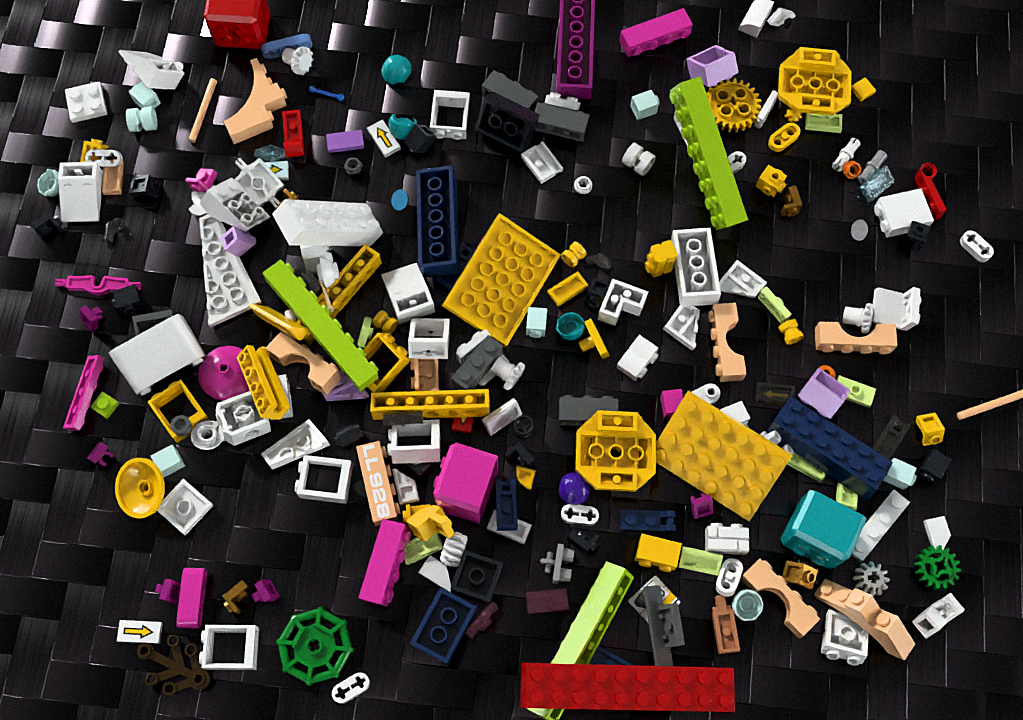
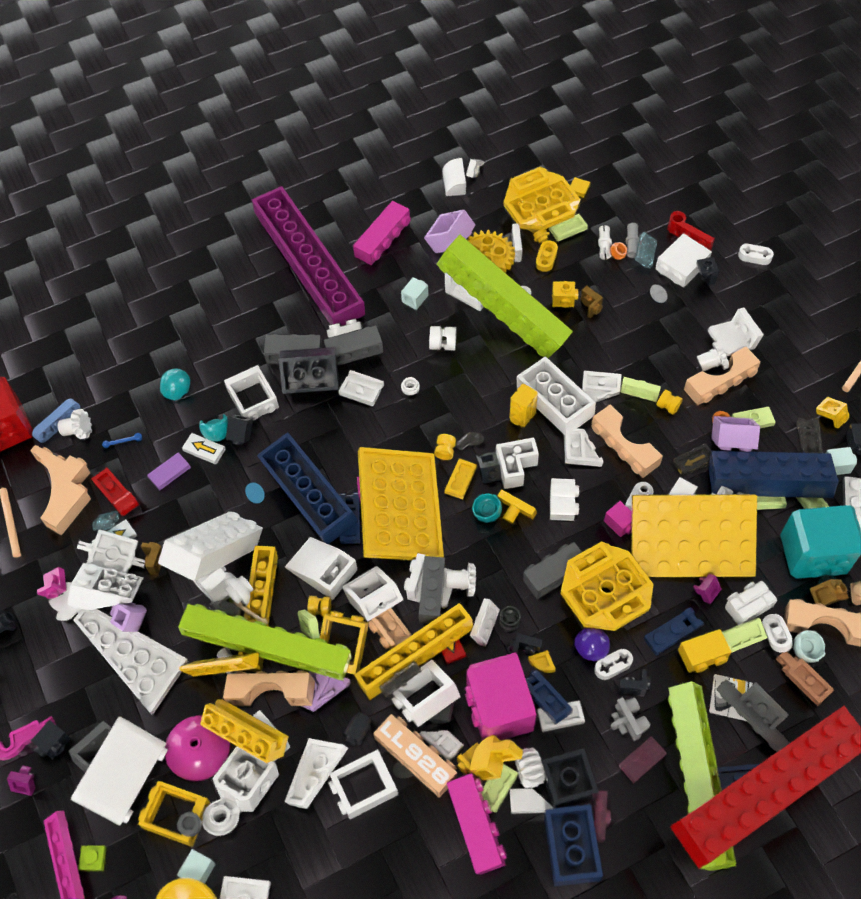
camera: 30 degrees left, 10 degrees down
(353, 162) = (191, 483): dark grey plate -> none
(536, 322) = (454, 522): light aqua brick -> none

